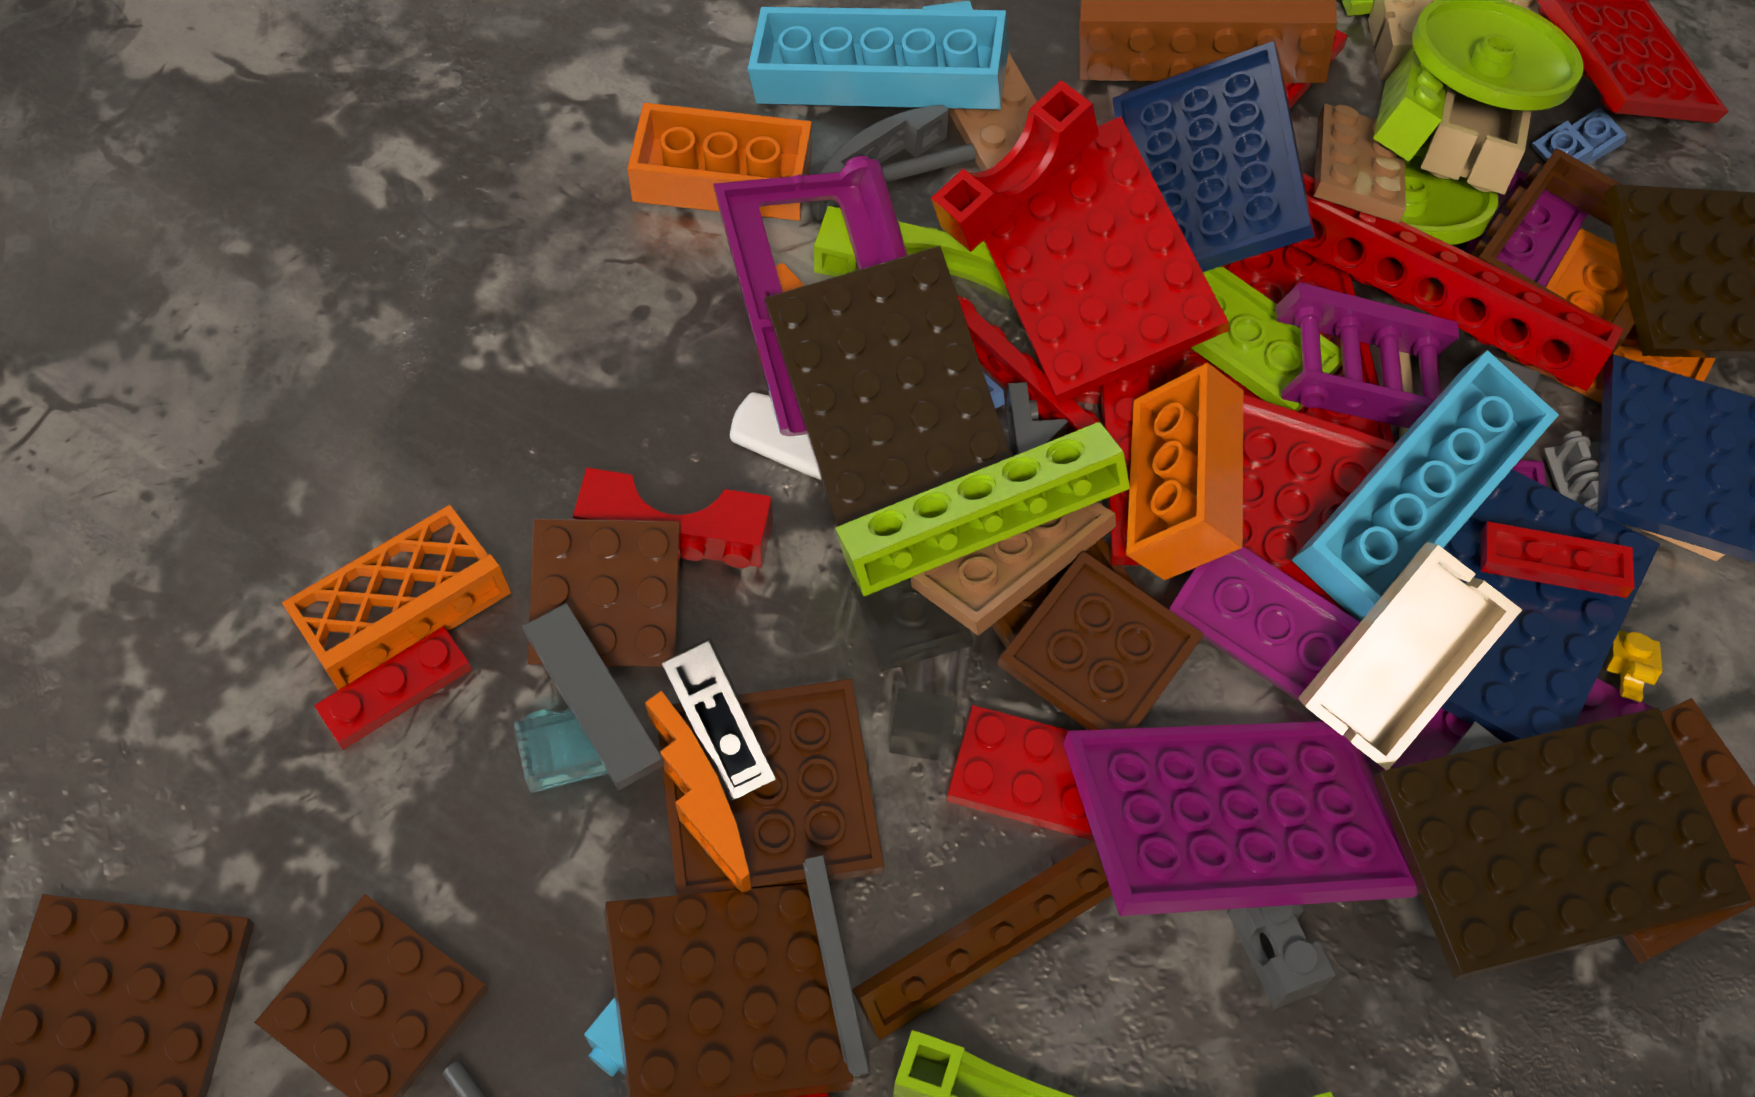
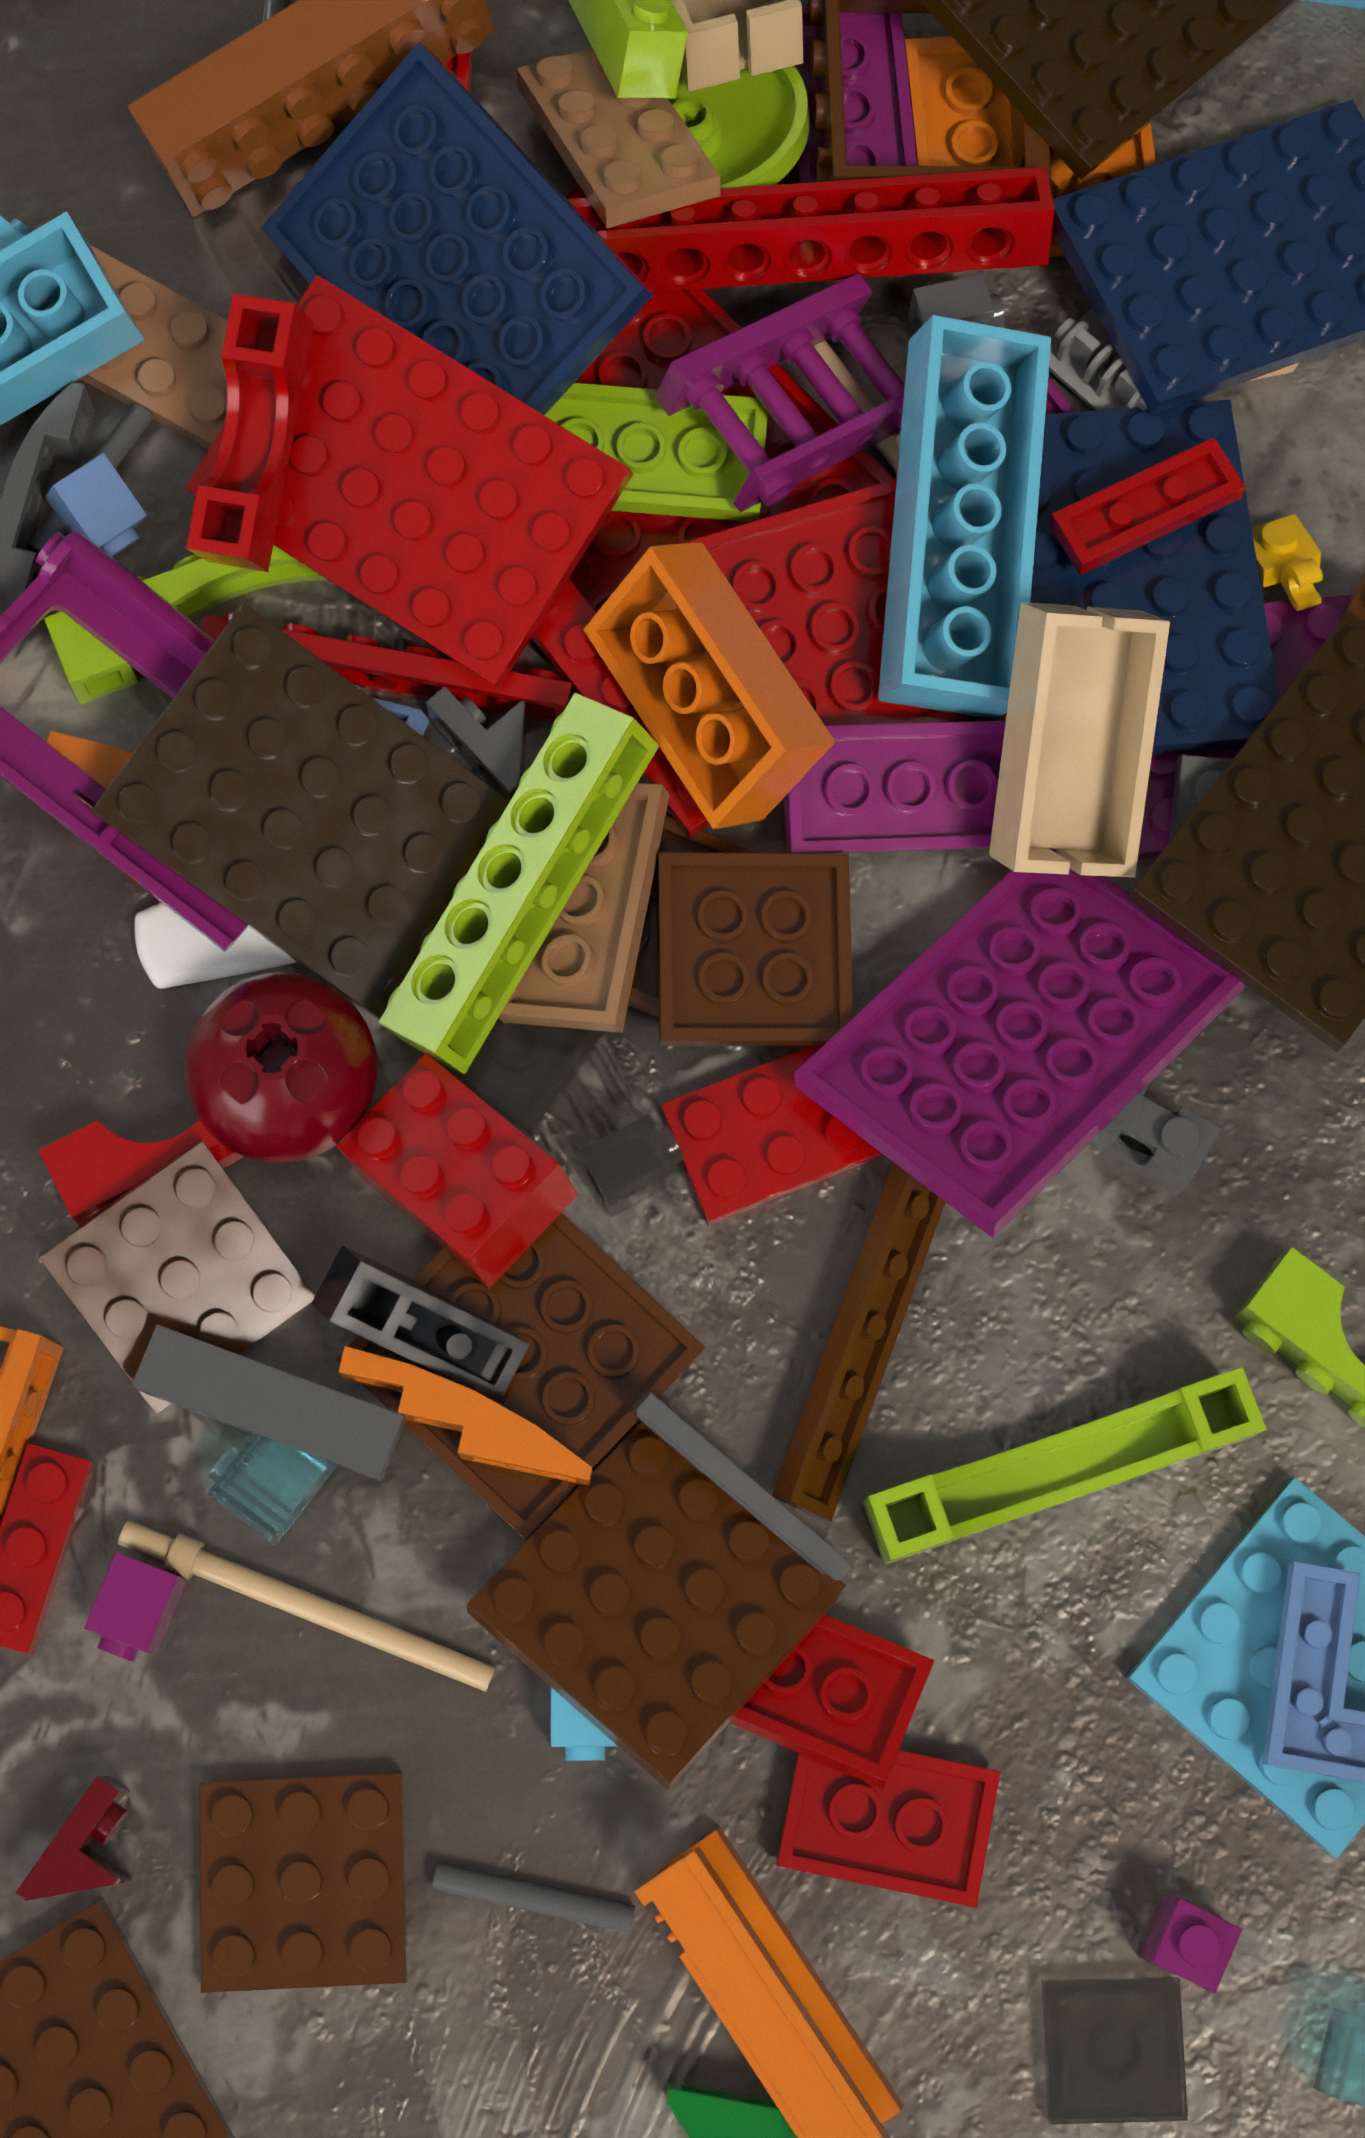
camera: 40 degrees left, 15 degrees up
(253, 876) = (68, 1860): none -> dark red slope
(419, 761) = (134, 1607): none -> magenta brick
(475, 761) = (187, 1557): none -> tan bar
(760, 535) = (280, 1102): none -> dark red piece
(815, 648) = (458, 1170): none -> red brick
(906, 173) = (98, 506): none -> medium blue brick

